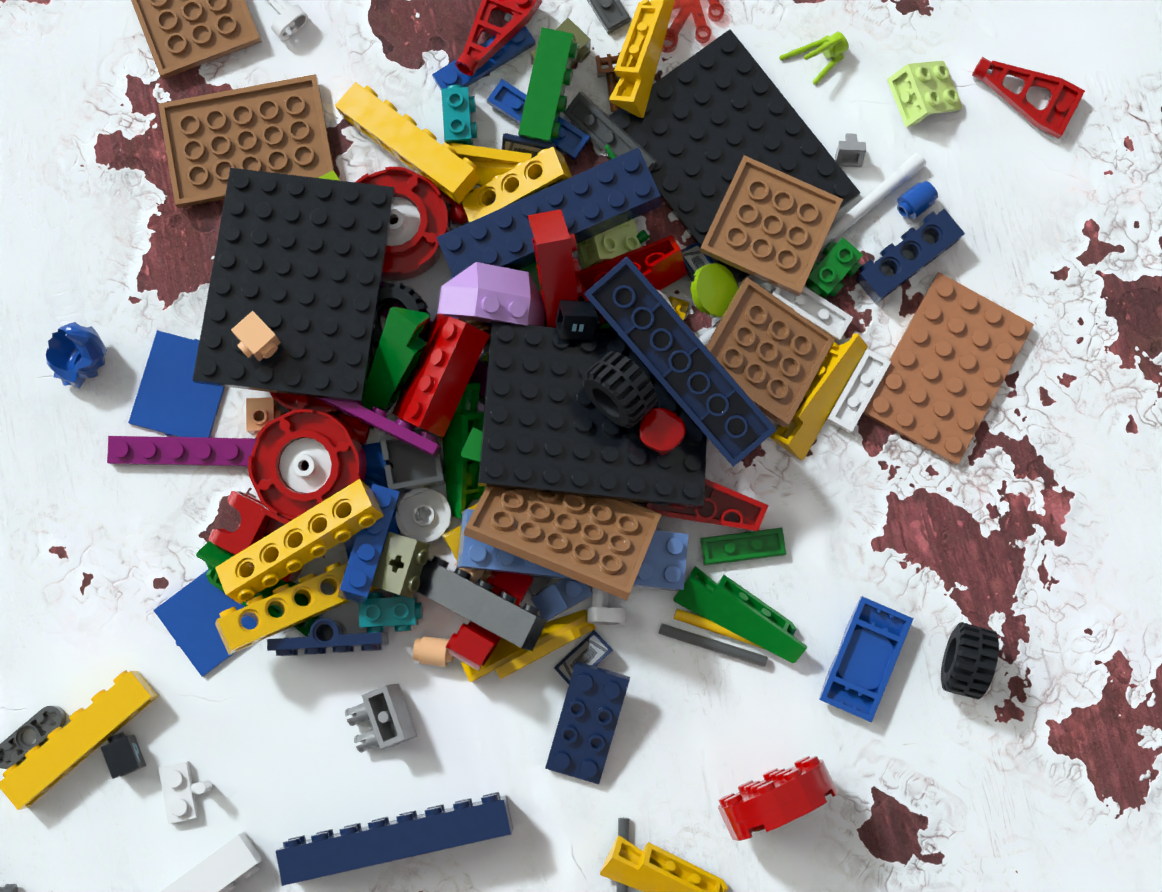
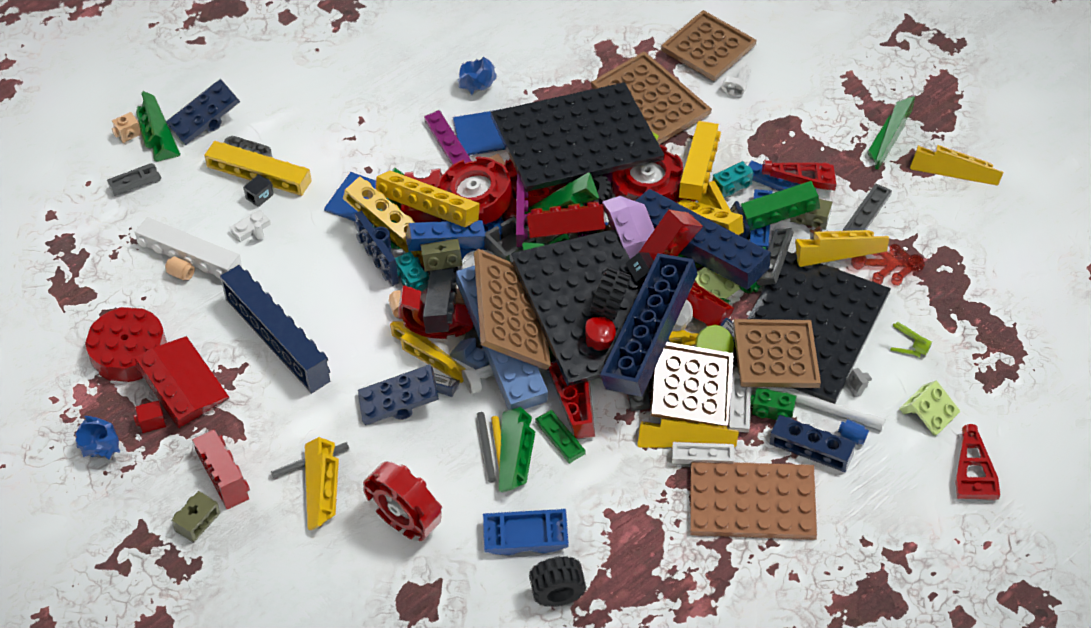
camera: 65 degrees right, 30 degrees down
(255, 337) = (531, 119): light nougat brick -> none
(387, 716) = (346, 295): light grey brick -> none

